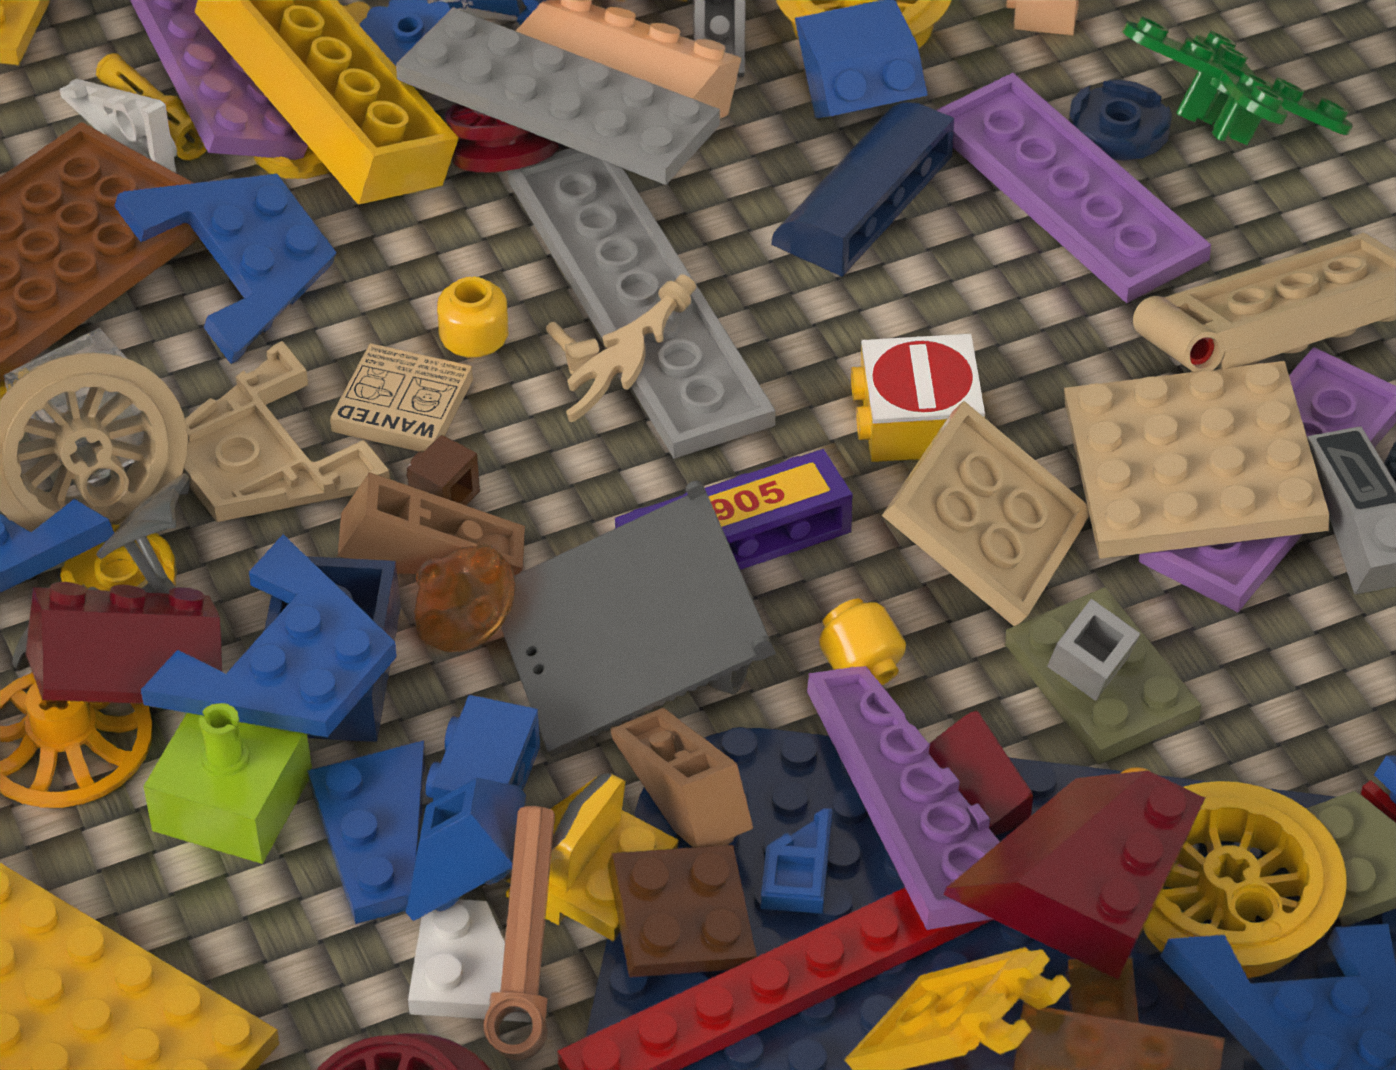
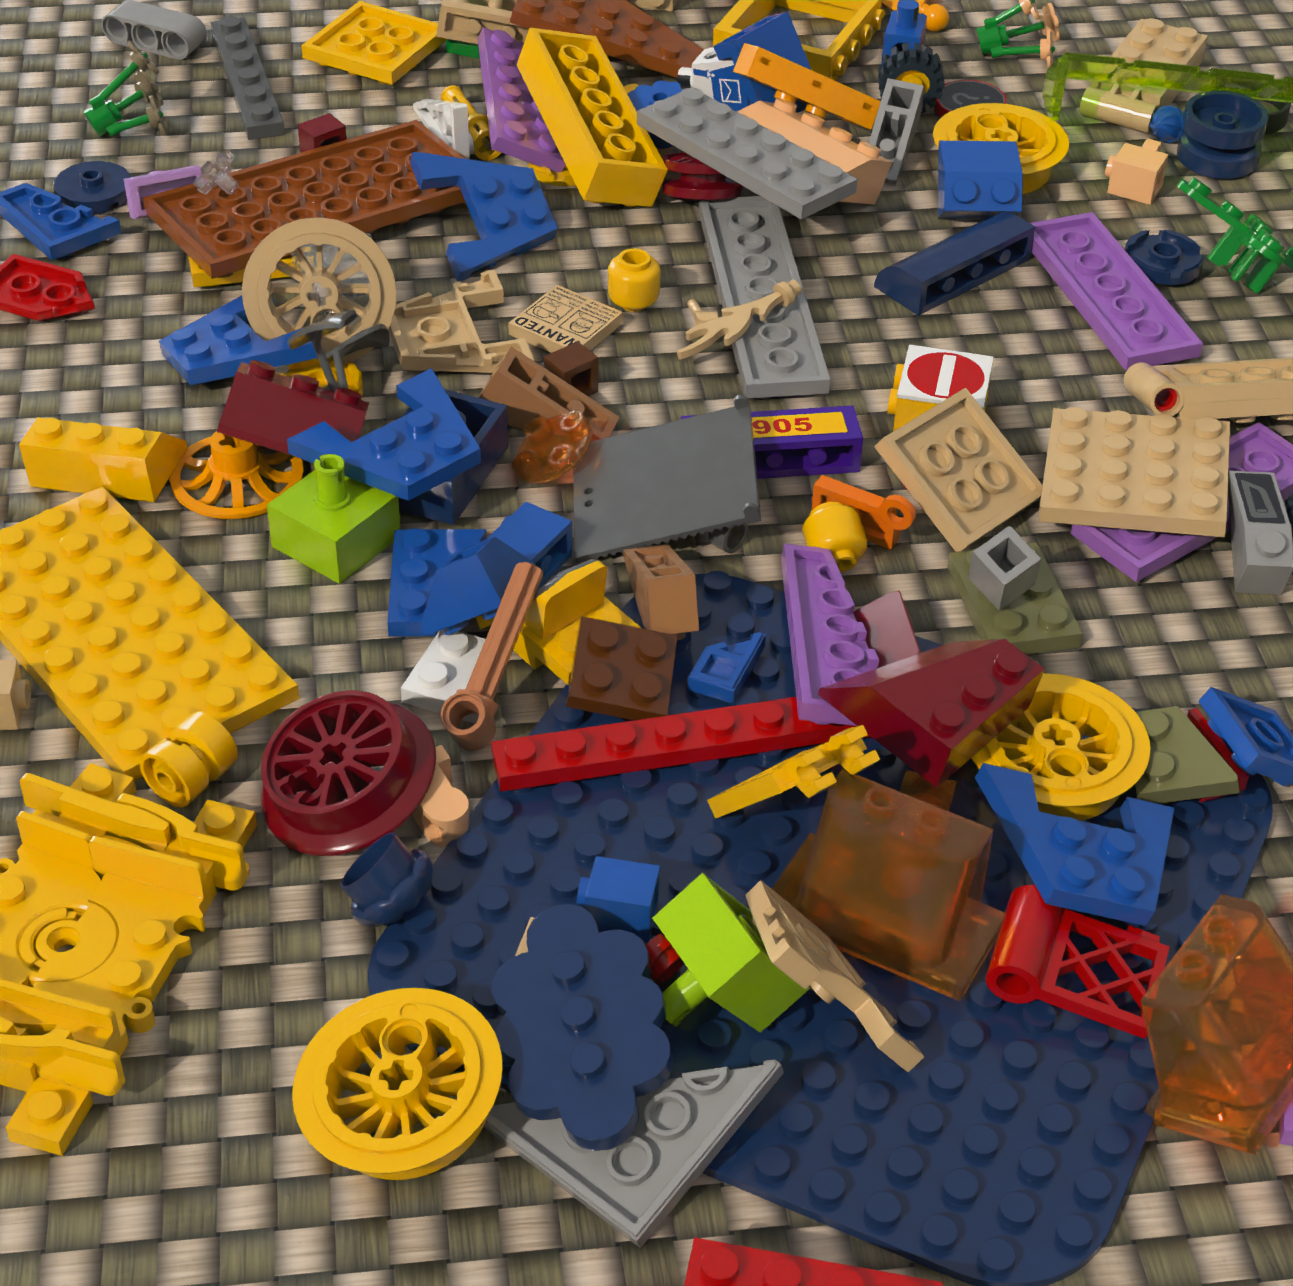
camera: 15 degrees right, 5 degrees down
(900, 595) = (875, 512): none -> orange hinge

